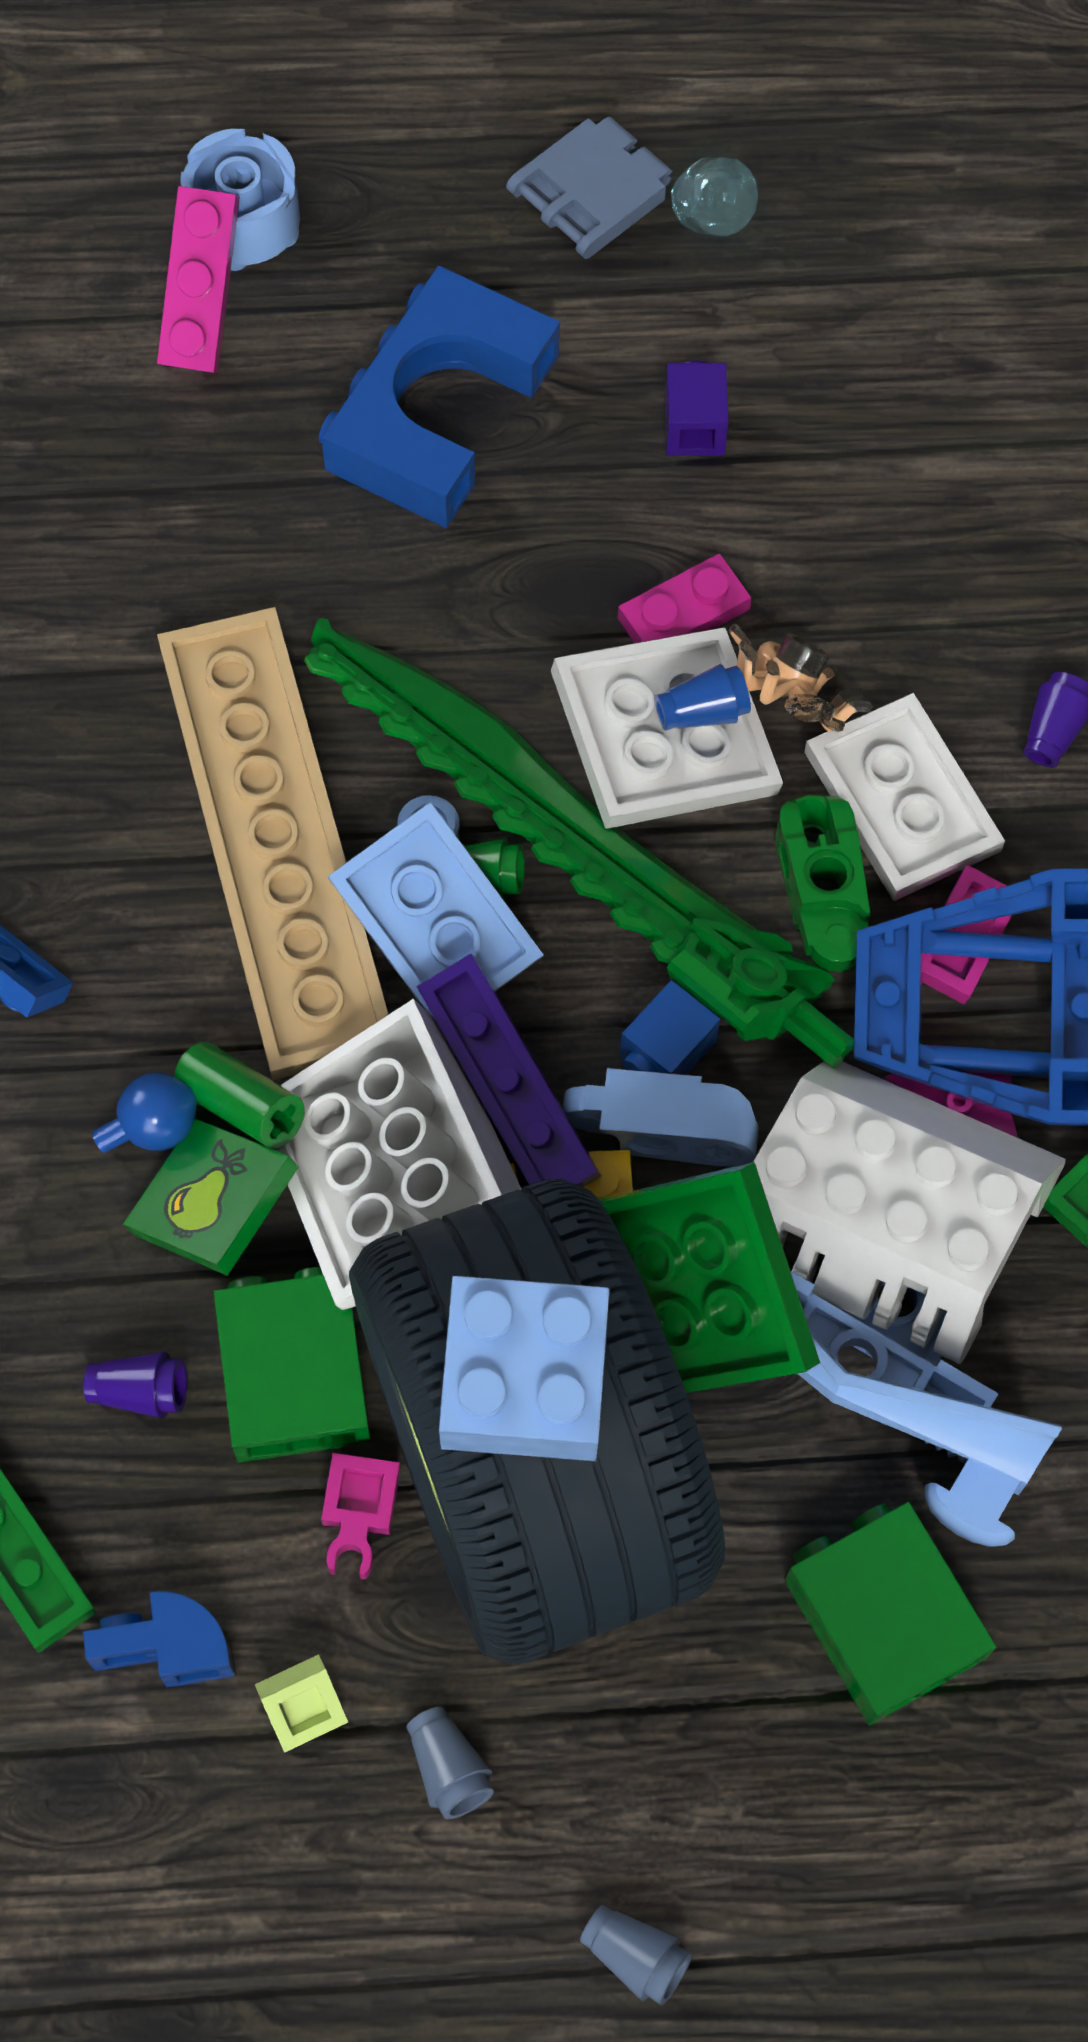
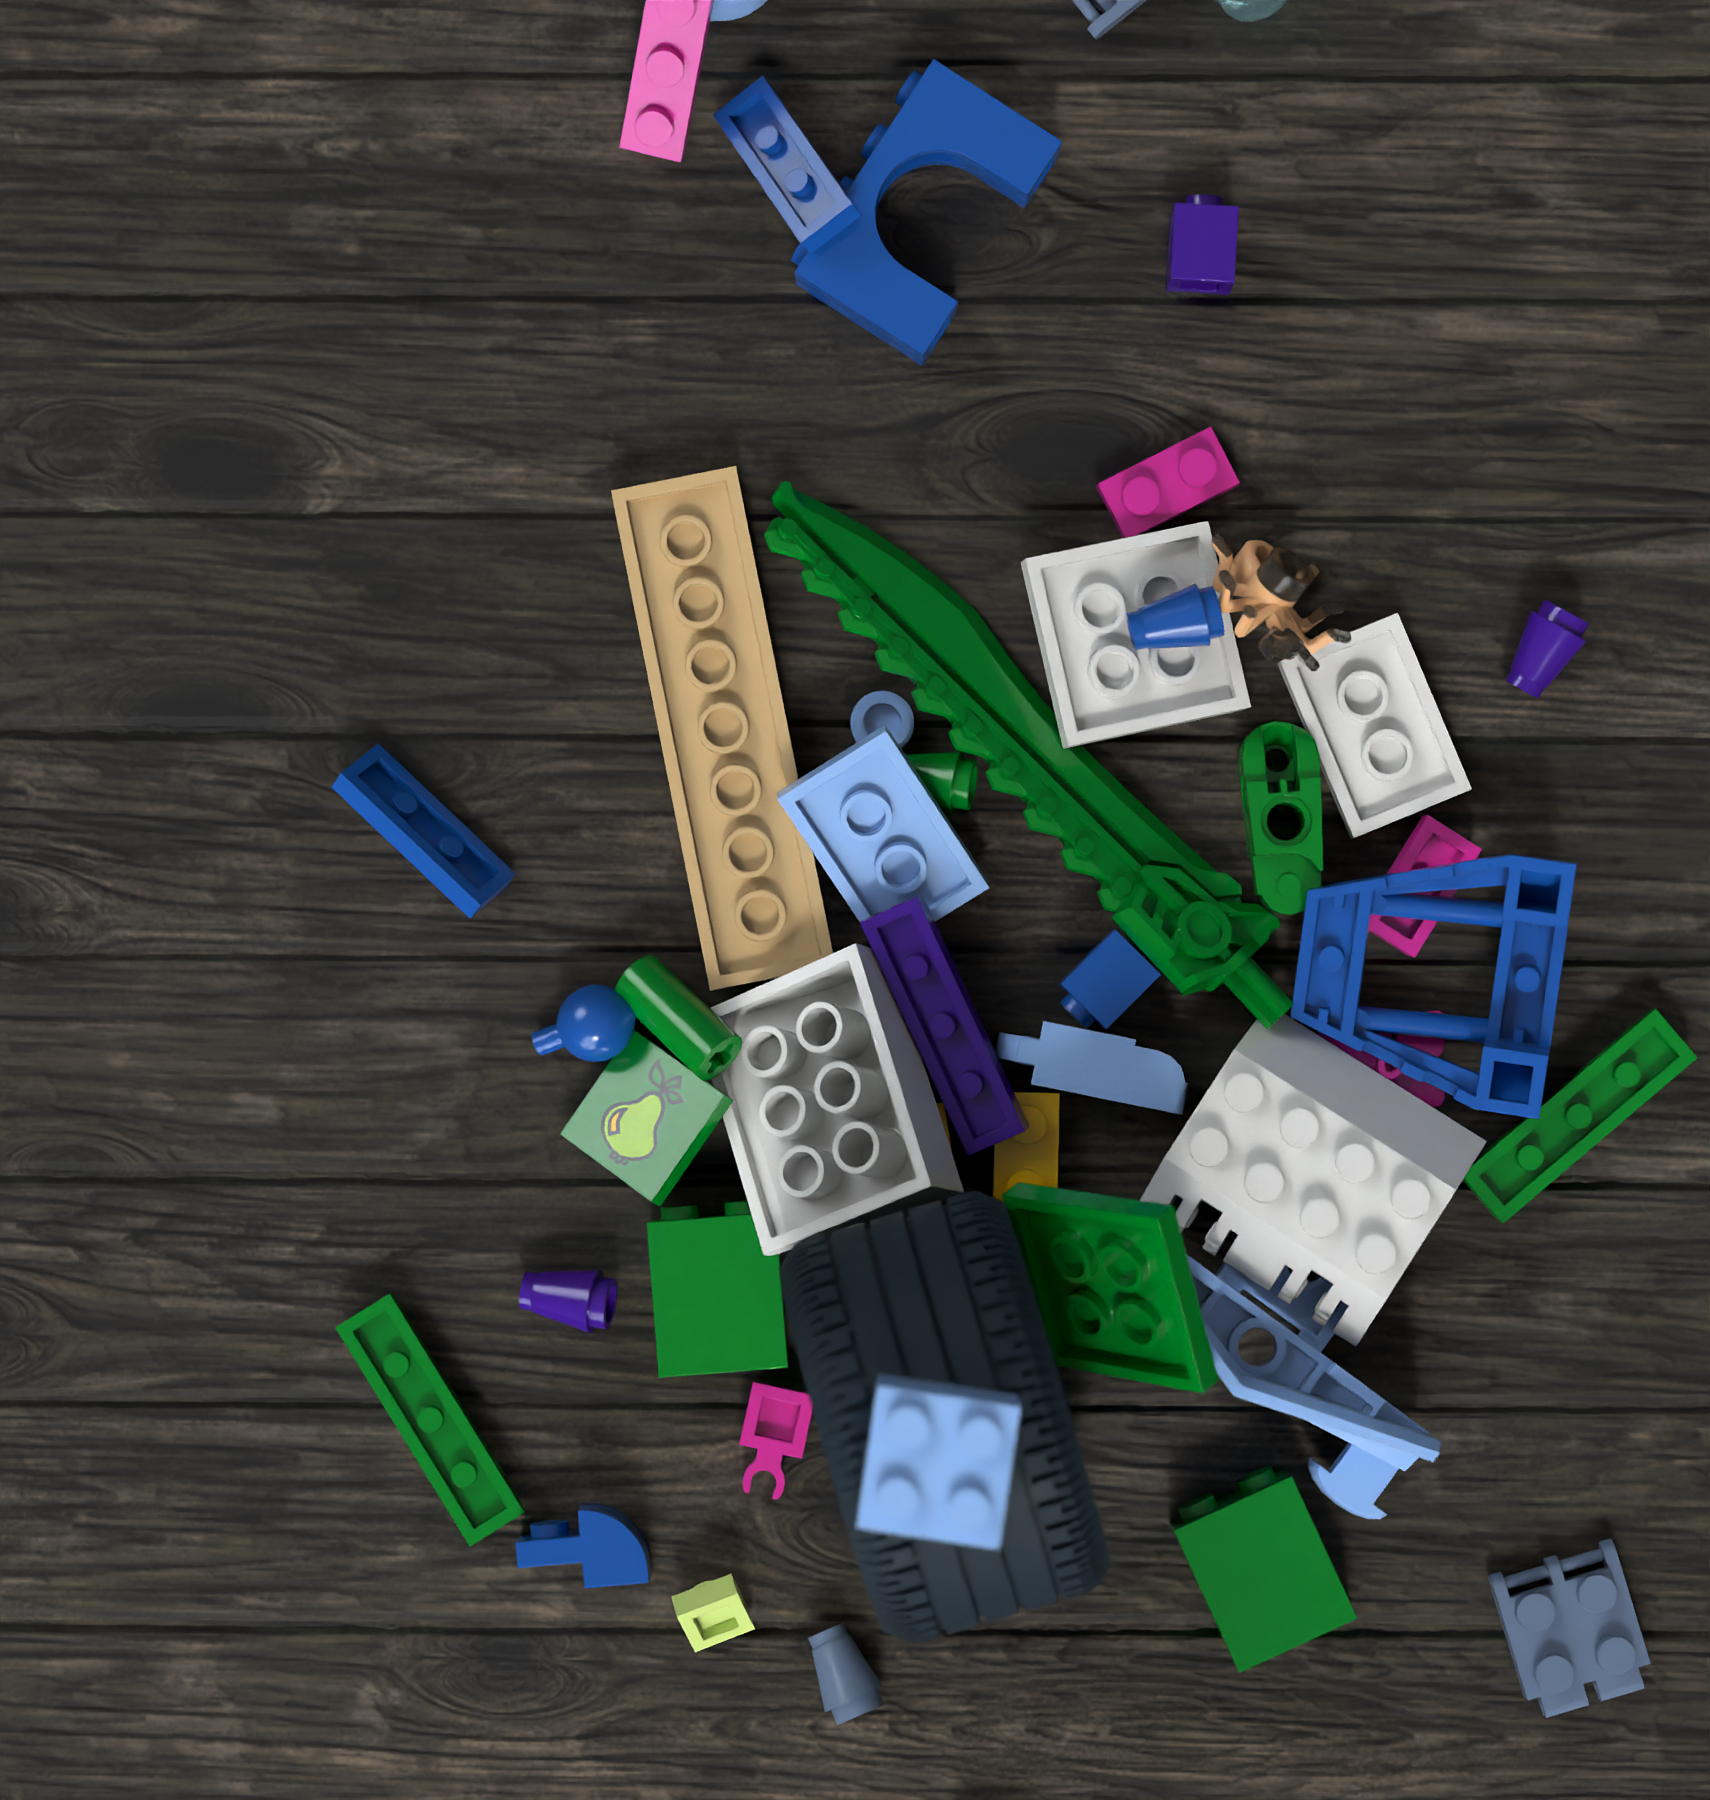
camera: 10 degrees right, 20 degrees up
(311, 356) = (787, 165): none -> plate

